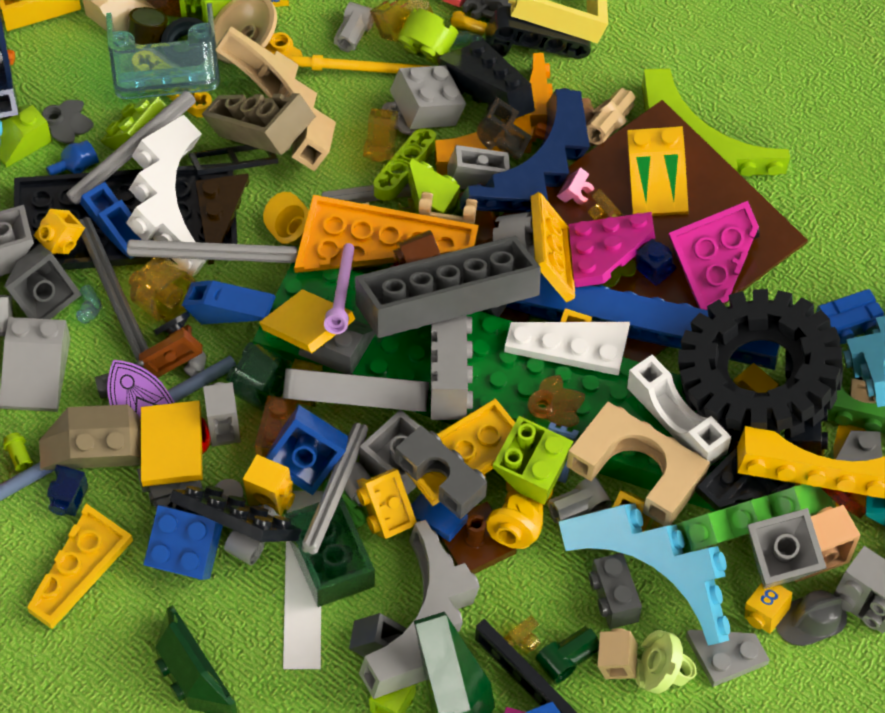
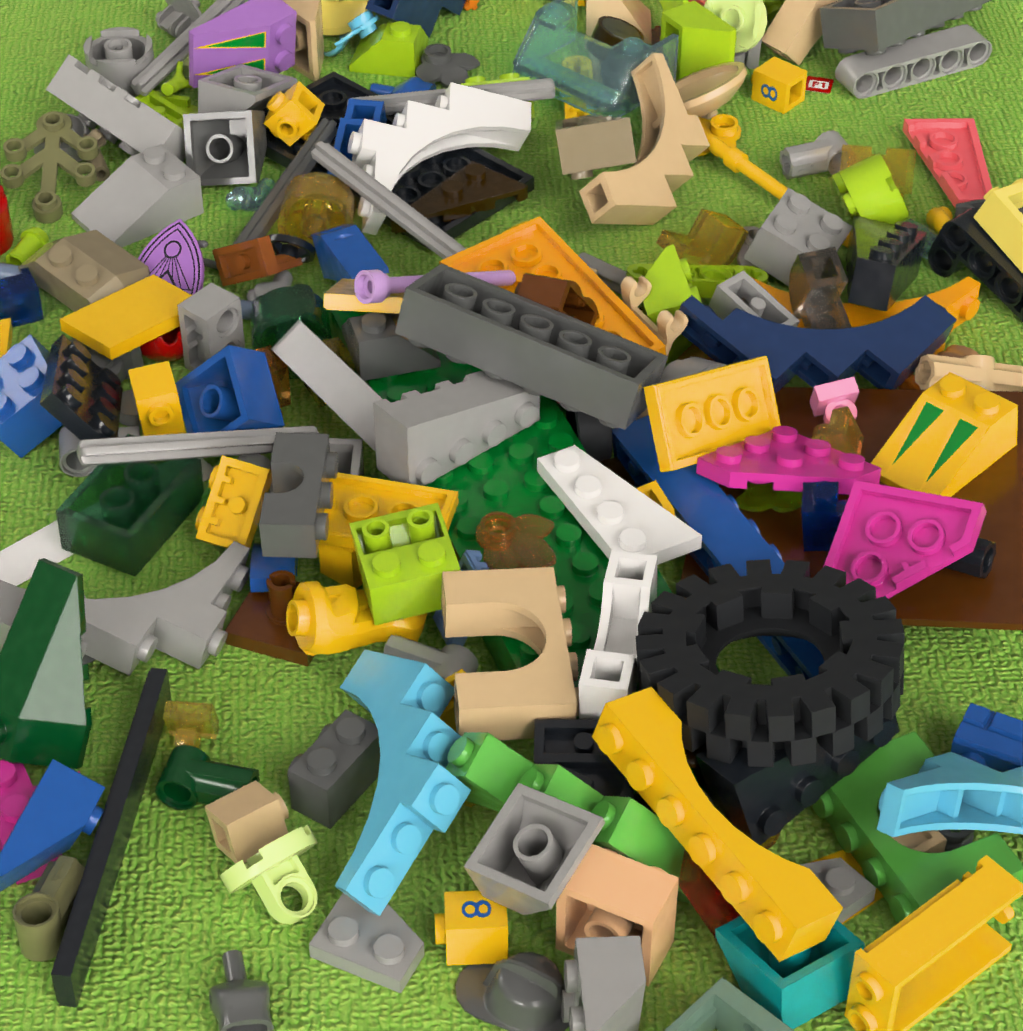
camera: 50 degrees right, 15 degrees down
(235, 162) = (539, 175): black window -> none

